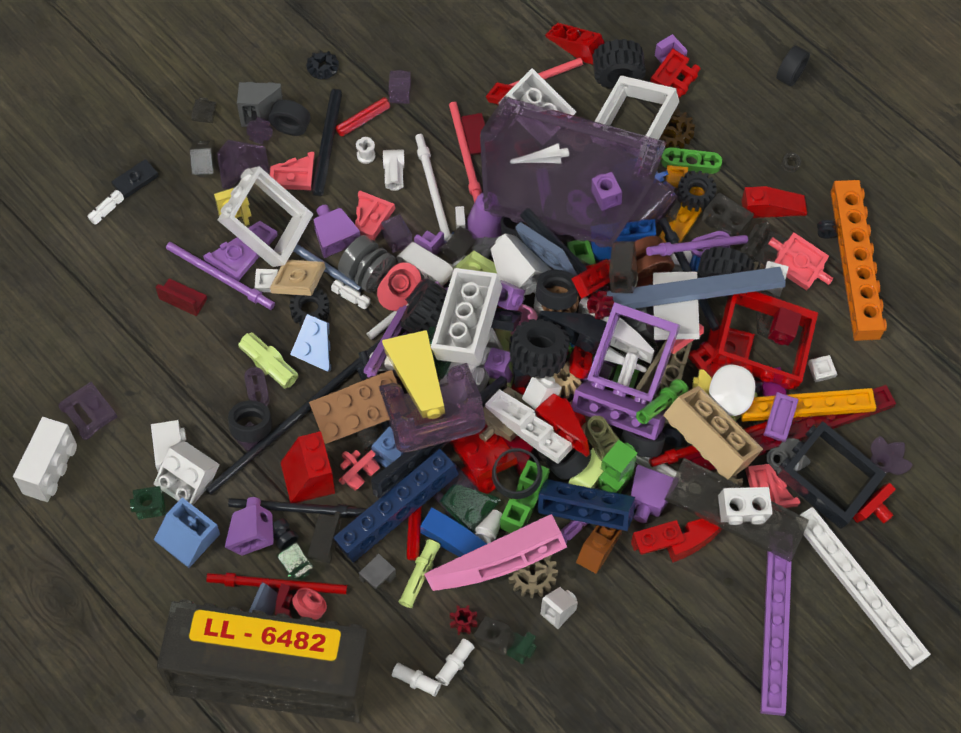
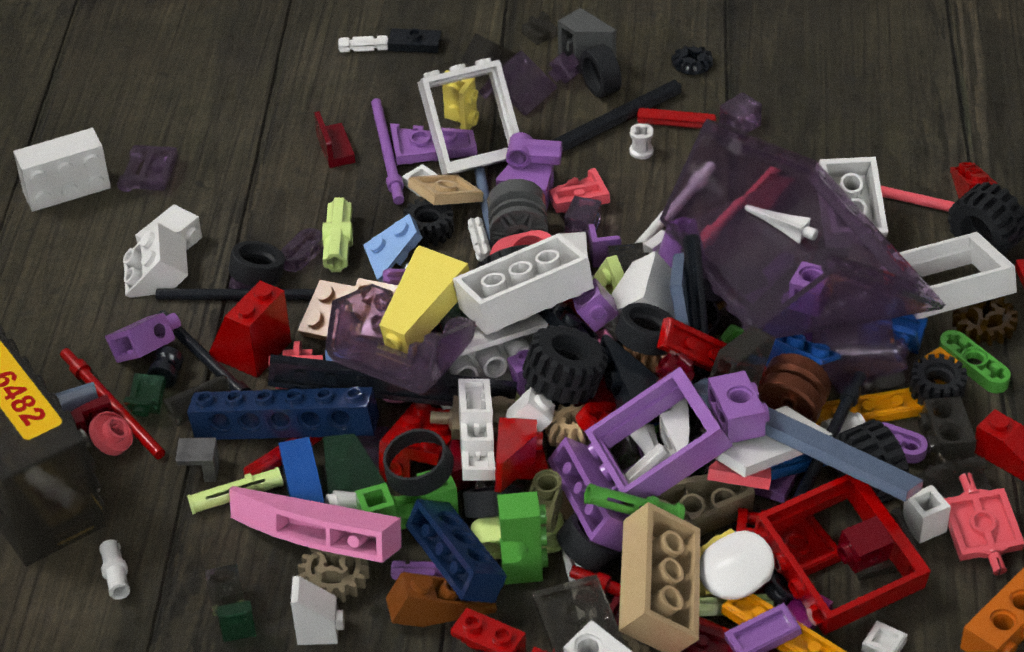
camera: 50 degrees right, 20 degrees down
(155, 509) = (98, 263): clear green brick -> none
(186, 532) = (94, 303): medium blue slope -> none
(295, 173) = (552, 118): coral wing -> none
(324, 214) = (526, 150): none -> medium lavender piece
(393, 164) = (653, 167): white piece -> none
(454, 662) = (165, 585): white pin -> none
(459, 624) = (218, 553): dark red gear -> none
(648, 290) = (737, 406): none -> medium lavender brick
(649, 492) = (520, 595): medium lavender torso -> none
(667, 248) = (813, 379): medium lavender bar -> none

